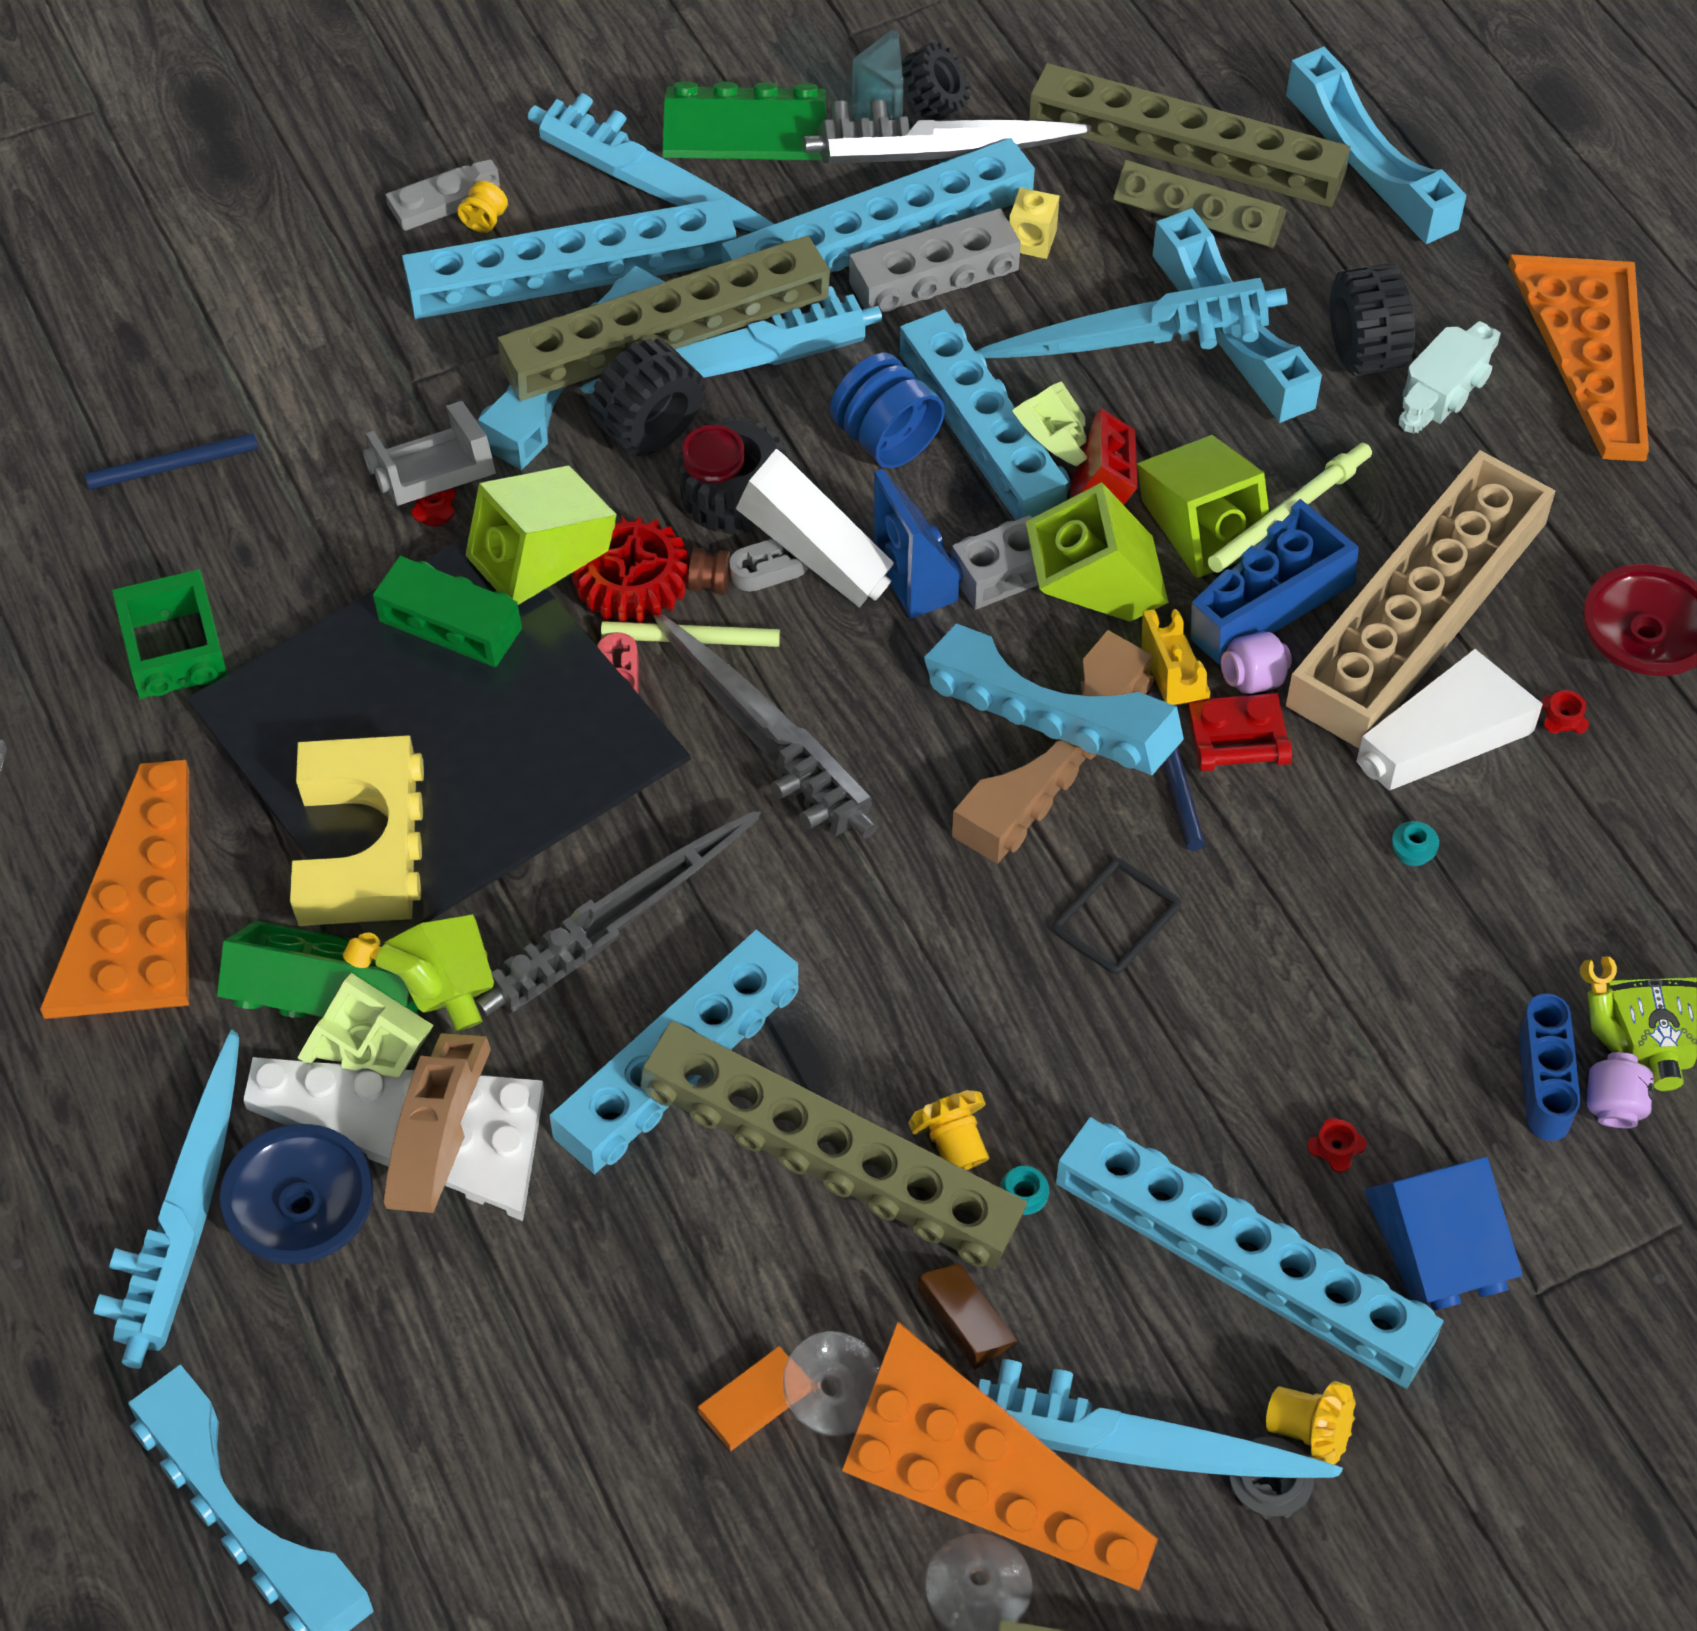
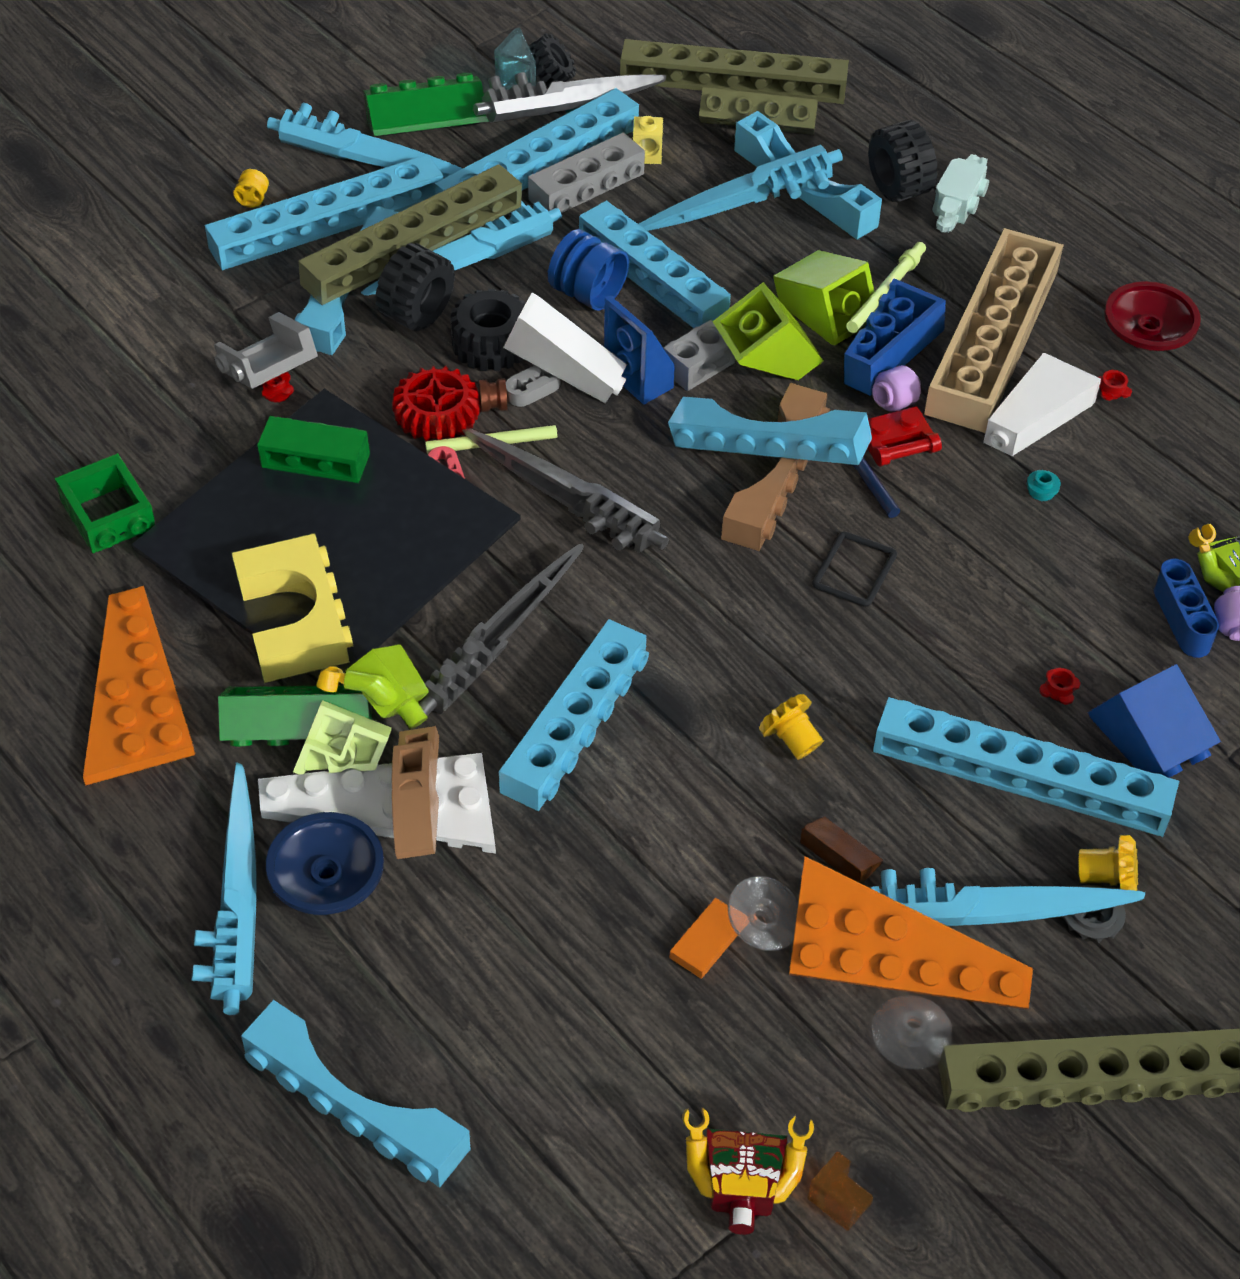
camera: 15 degrees left, 5 degrees down
(171, 461) = (68, 390): dark blue bar -> none
(438, 195) = (214, 187): light grey hinge -> none
(537, 530) = (364, 383): lime slope -> none
(713, 453) = (477, 313): dark red piece -> none
(820, 1121) = (730, 744): olive brick -> none
(1030, 1179) = (854, 750): teal plate -> none
(1055, 422) = (707, 260): yellowish green slope -> none
(1110, 458) = (747, 274): red slope -> none
(1173, 663) = (838, 394): yellow hinge -> none
(1419, 195) = (905, 85): medium azure arch -> none
(1594, 337) = (1047, 151): orange wing -> none

